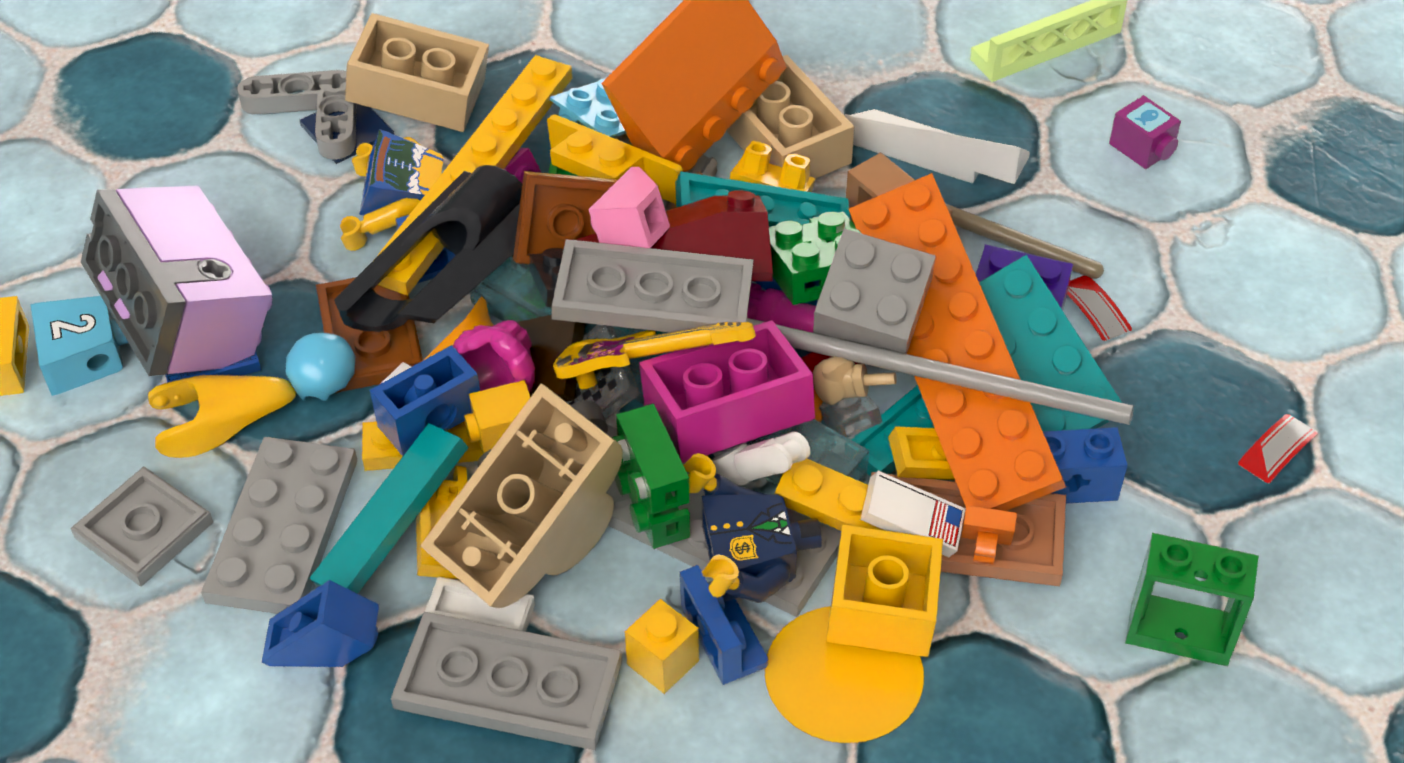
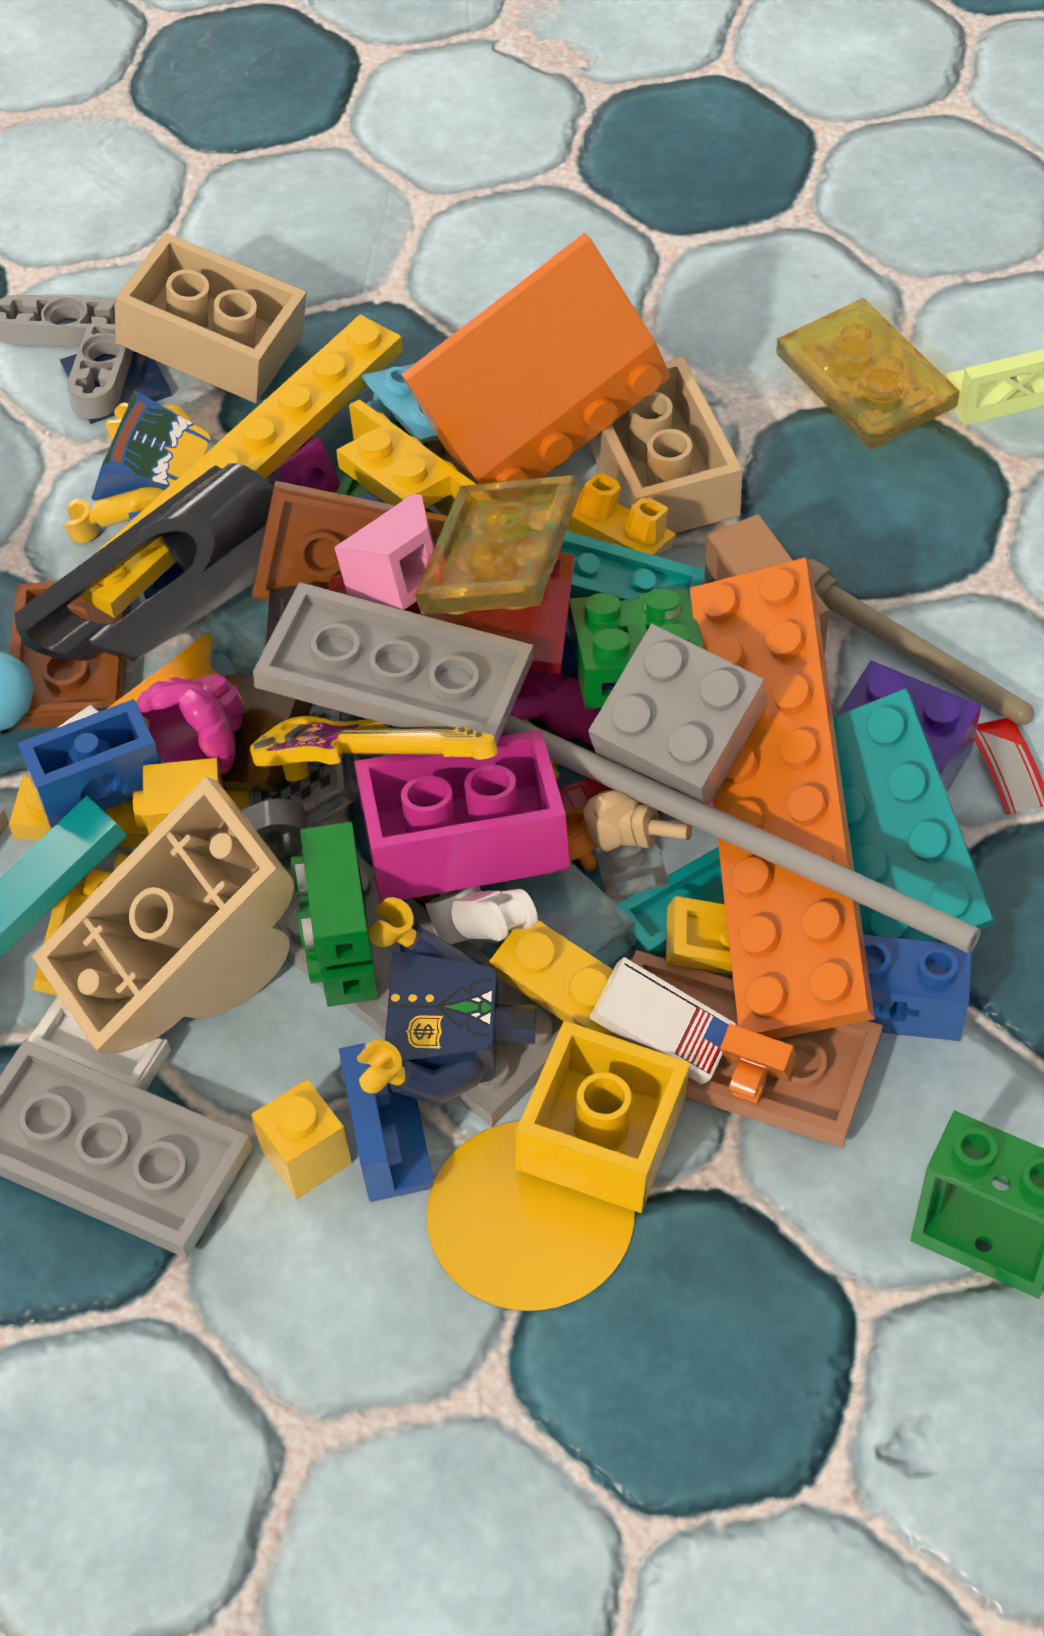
camera: 15 degrees right, 5 degrees up
(710, 193) = (498, 546): none -> clear yellow plate
(915, 53) = (867, 373): none -> clear yellow plate
(936, 149) = (853, 508): white wedge -> none

